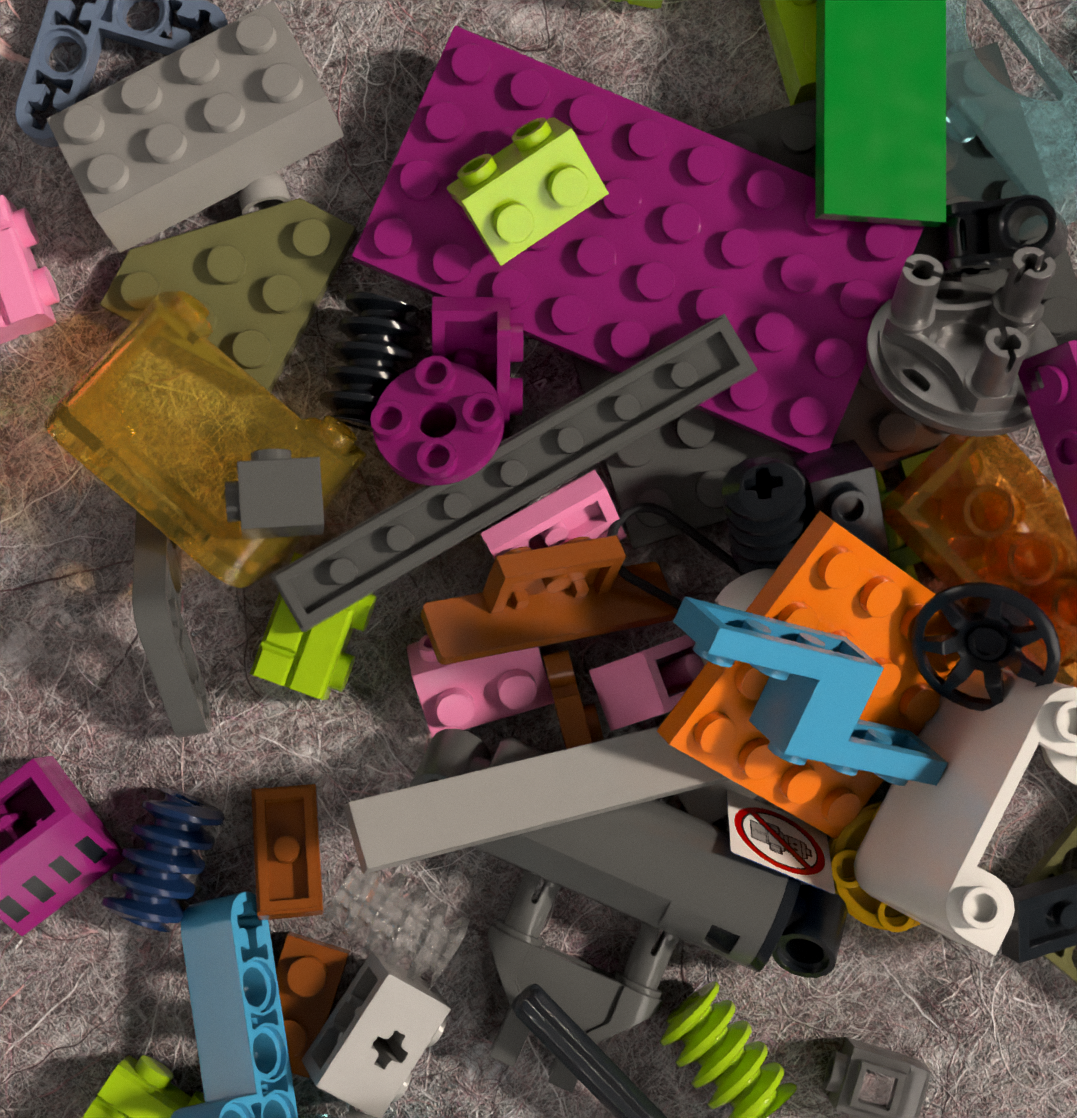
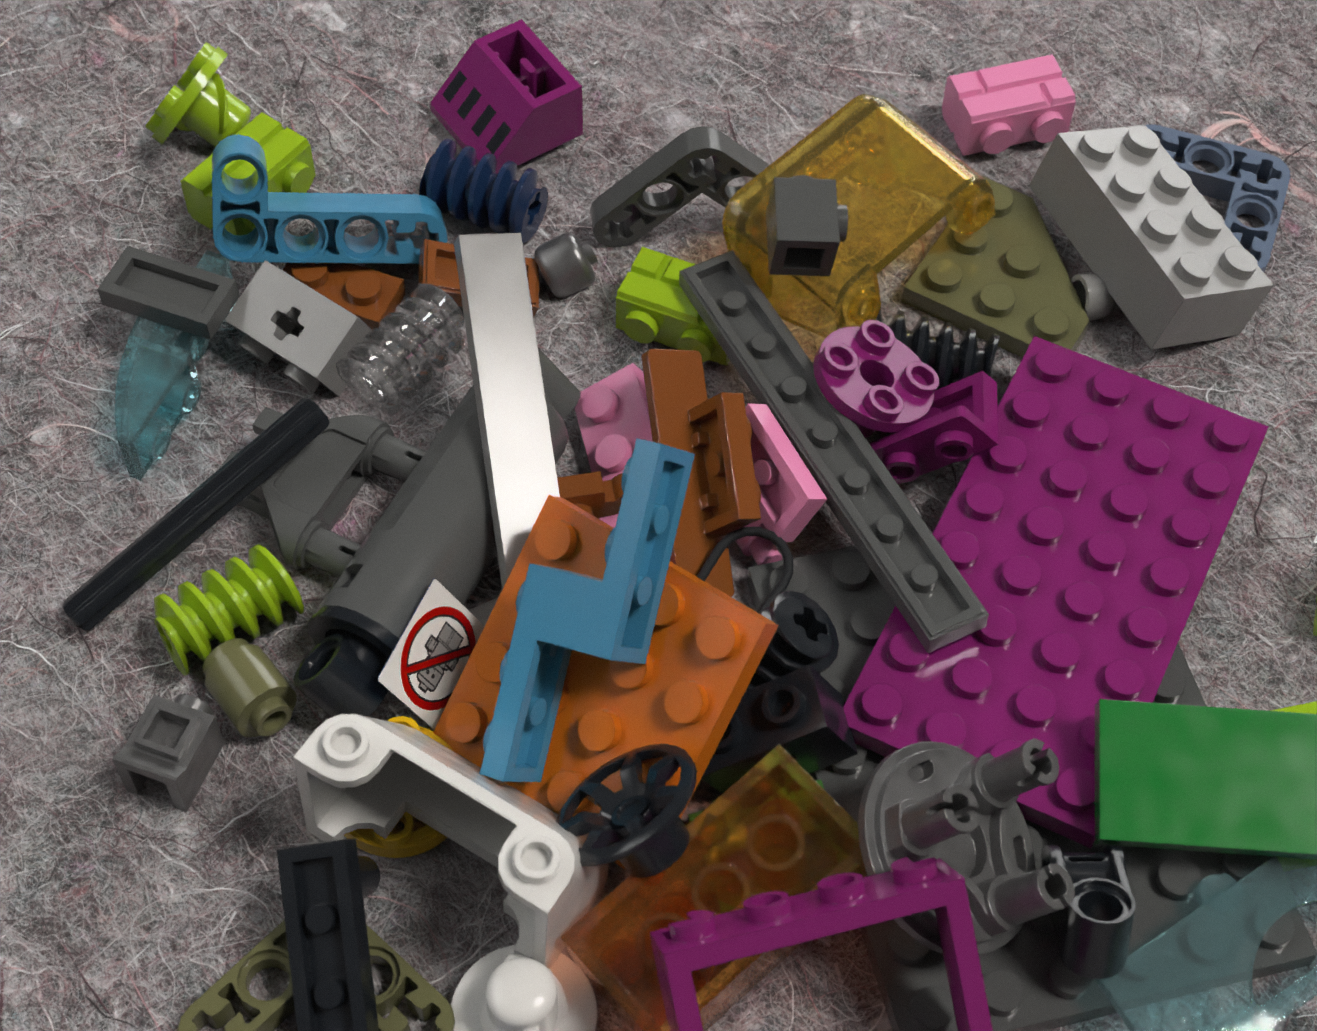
camera: 90 degrees right, 30 degrees down
(253, 759) = (566, 264): none -> flat silver piece
(527, 187) = (1104, 455): lime bracket -> none
(805, 1021) = (249, 688): none -> olive brick

